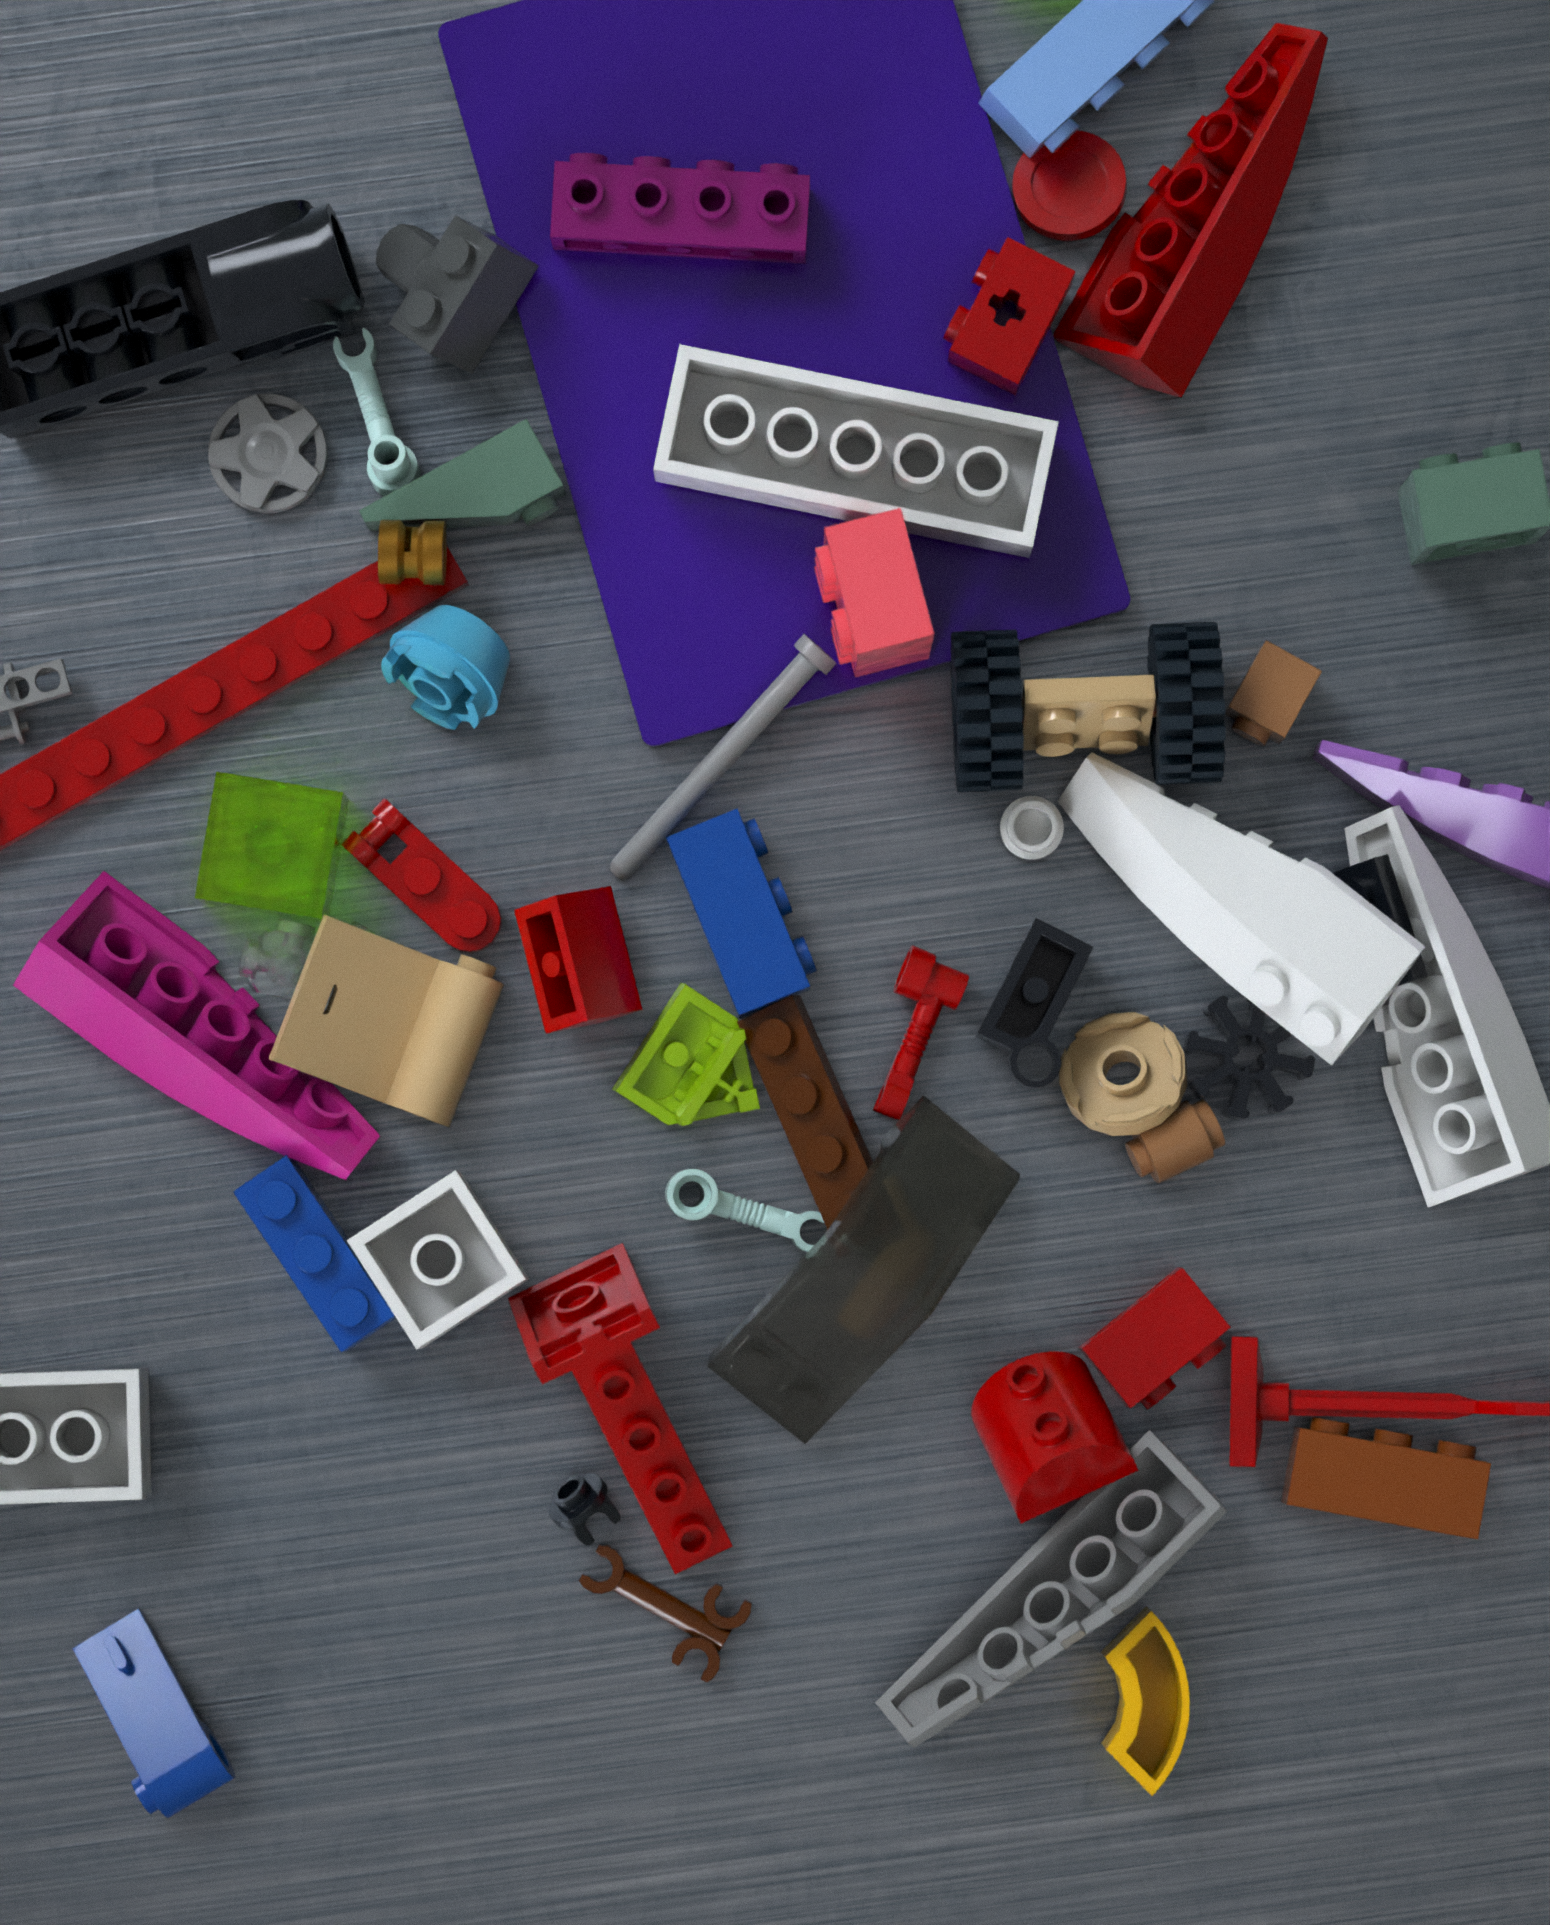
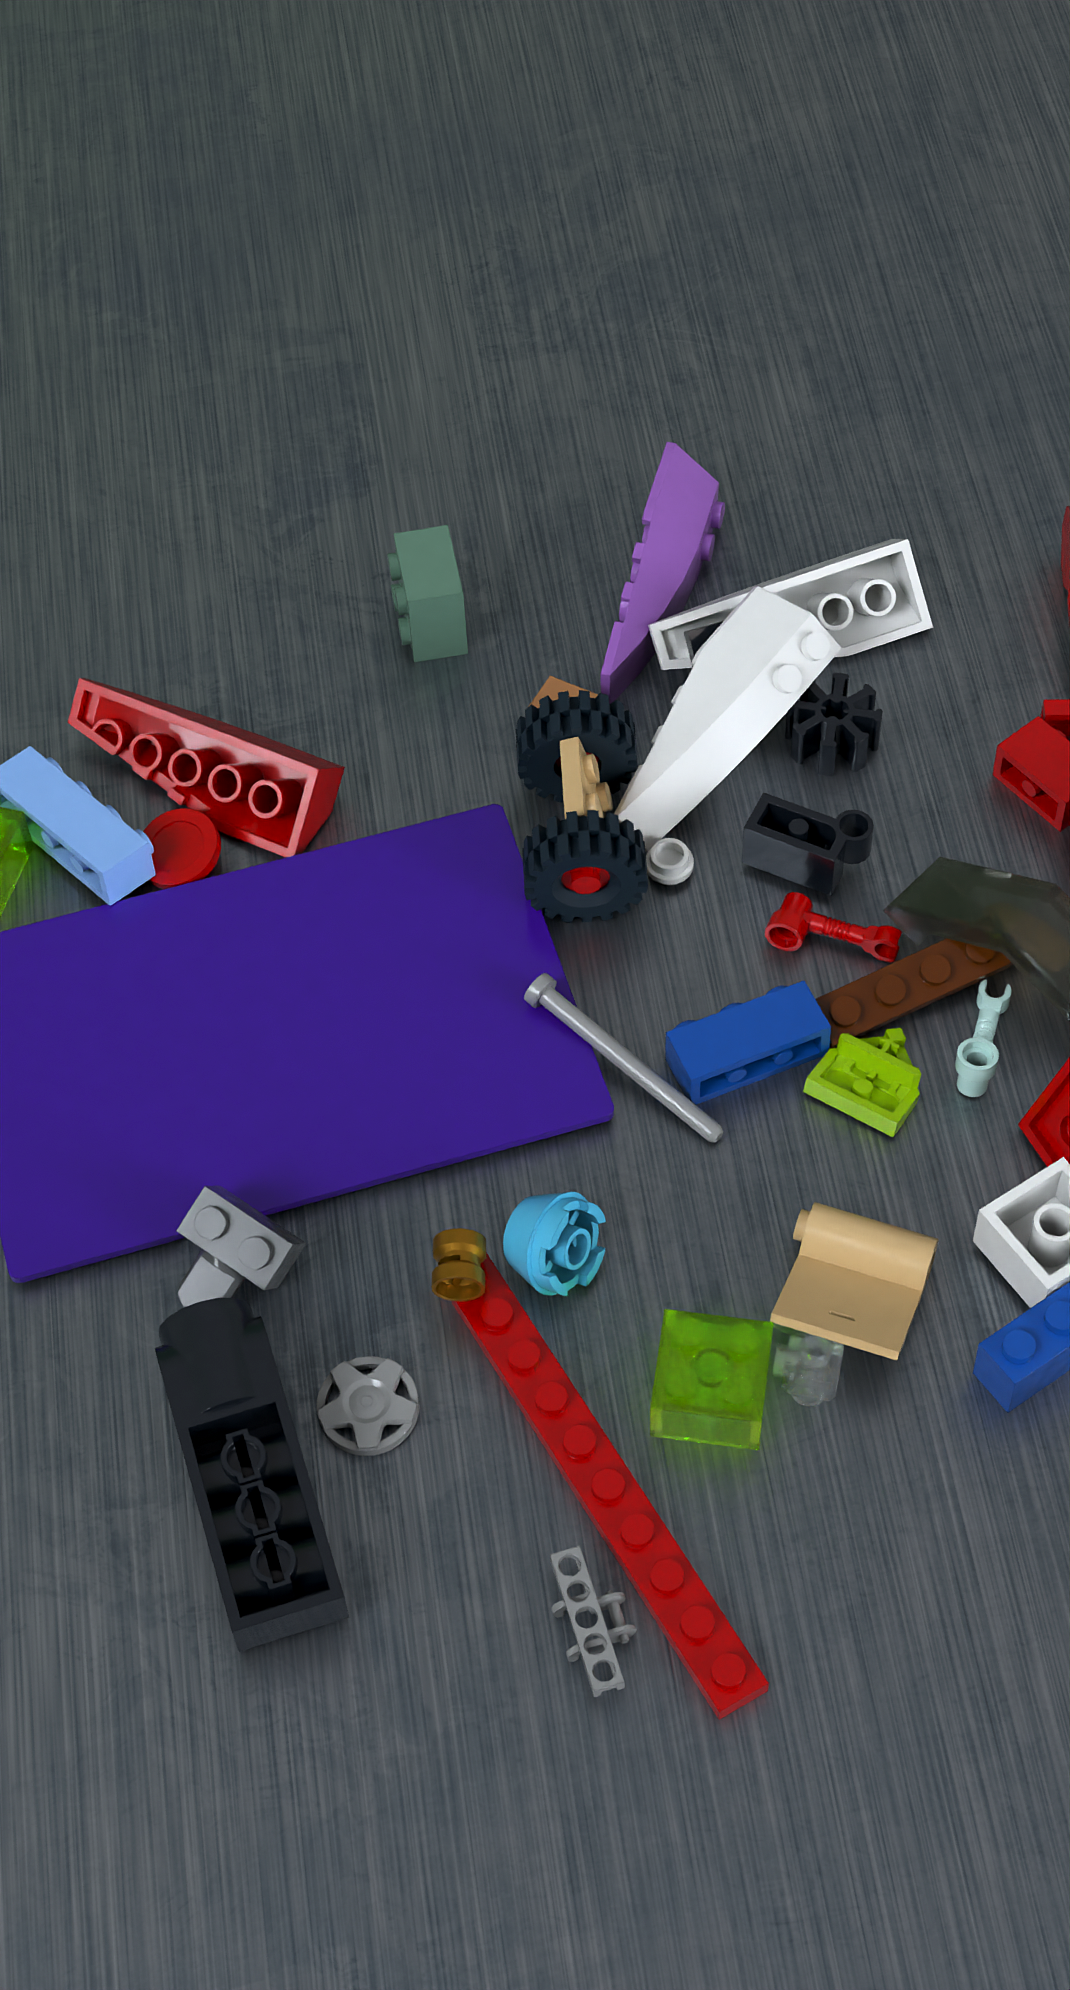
camera: 90 degrees left, 30 degrees down
(170, 1018) = (853, 1478): dark pink wedge -> none
(384, 443) = (377, 1299): light aqua brick -> none
(427, 881) = (733, 1267): red plate -> none
(485, 486) = (397, 1222): sand green slope -> none
(578, 959) = (793, 1144): red brick -> none
(680, 210) = (181, 1087): magenta brick -> none
(854, 450) = (380, 959): white brick -> none
(876, 591) = (498, 917): coral brick -> none
(1006, 352) = (278, 868): red brick -> none
(1132, 1106) = (851, 768): tan tile -> none
(1178, 1143) = (900, 766): medium nougat brick -> none

